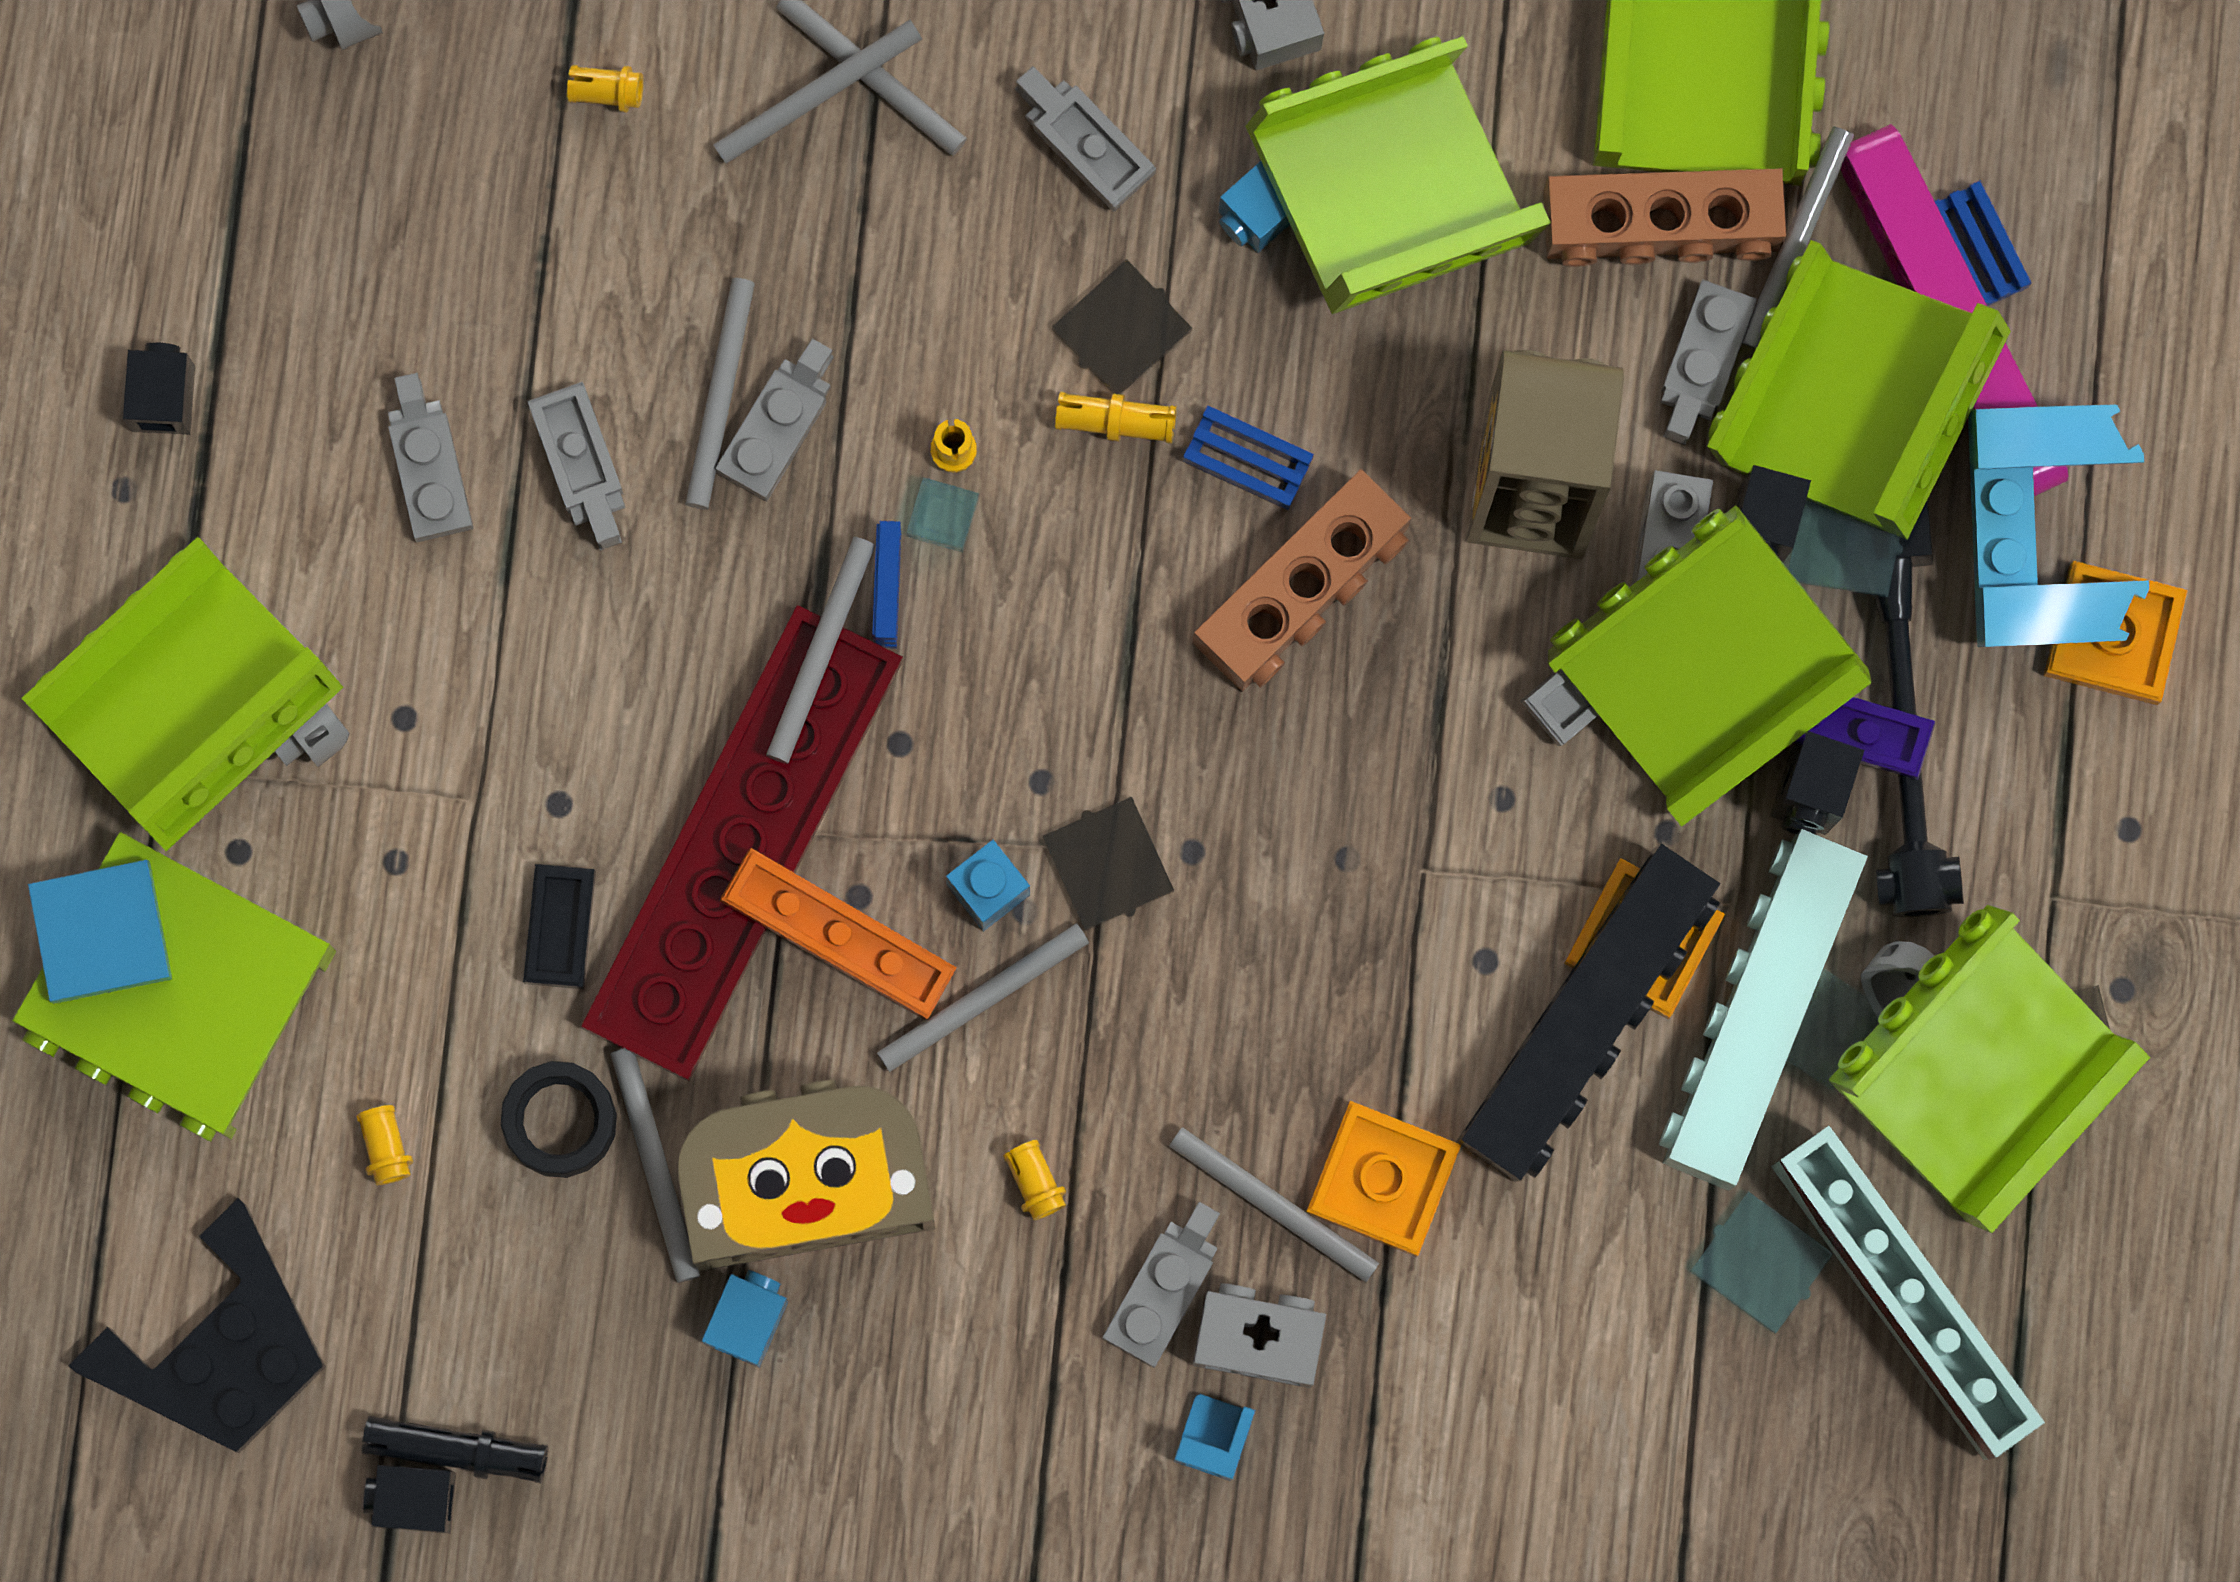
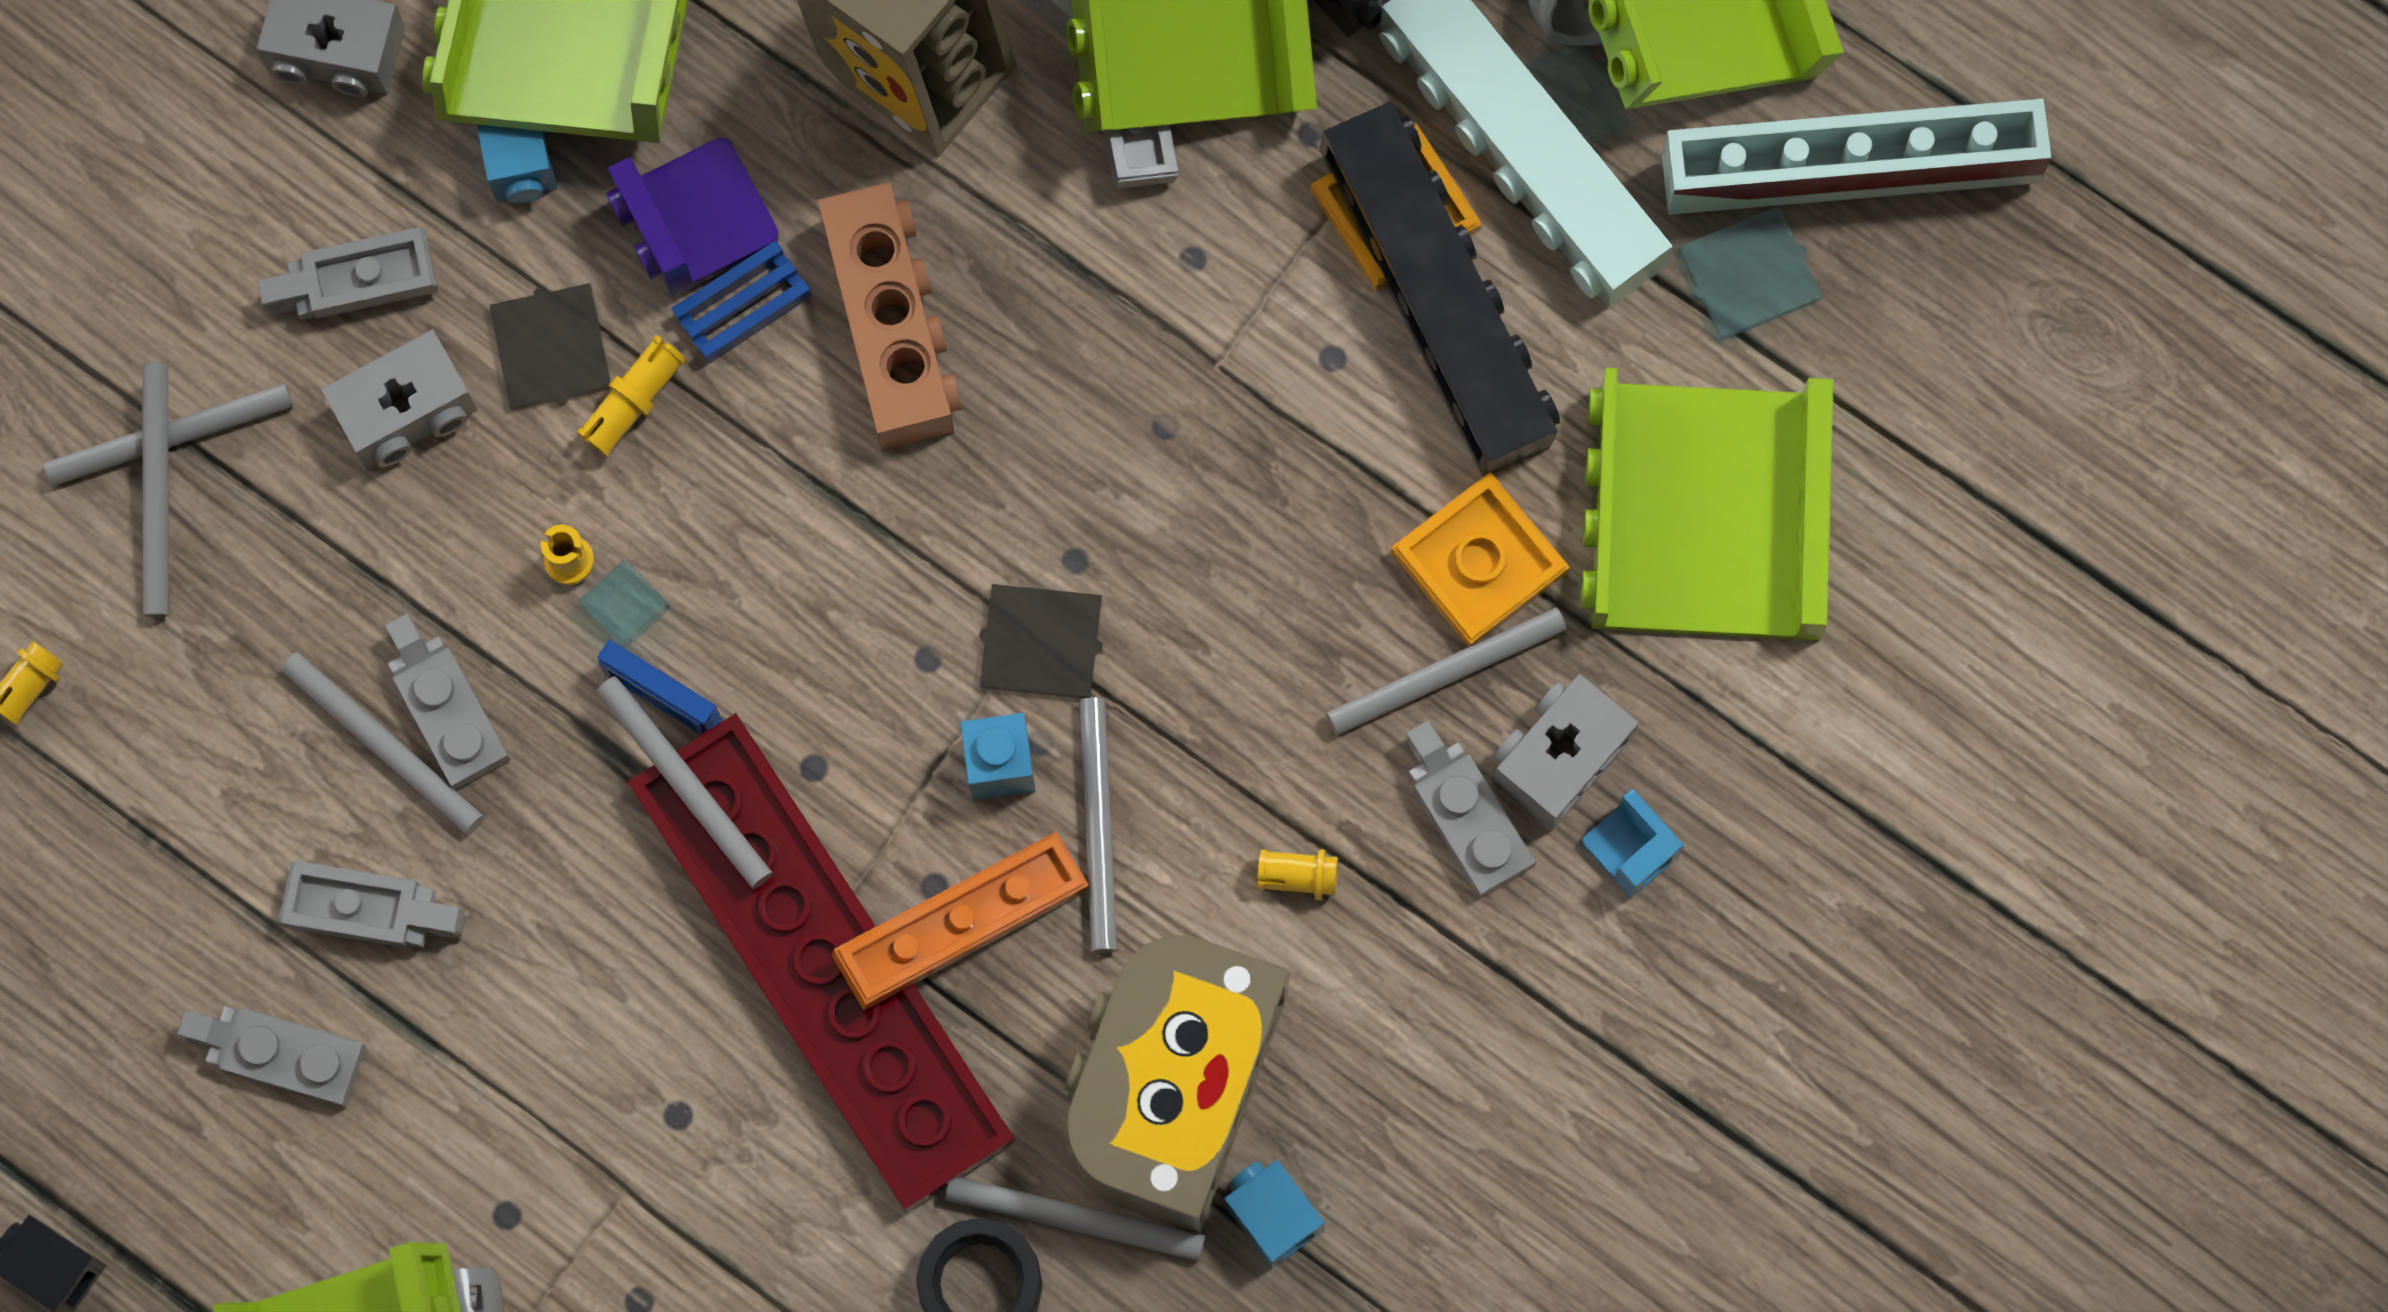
camera: 50 degrees left, 5 degrees down
(559, 926) = (795, 1179): black tile -> none
(987, 212) = (367, 398): none -> light grey brick
(1294, 374) = (692, 214): none -> dark purple bracket
(1536, 1340) = (1709, 510): none -> lime panel

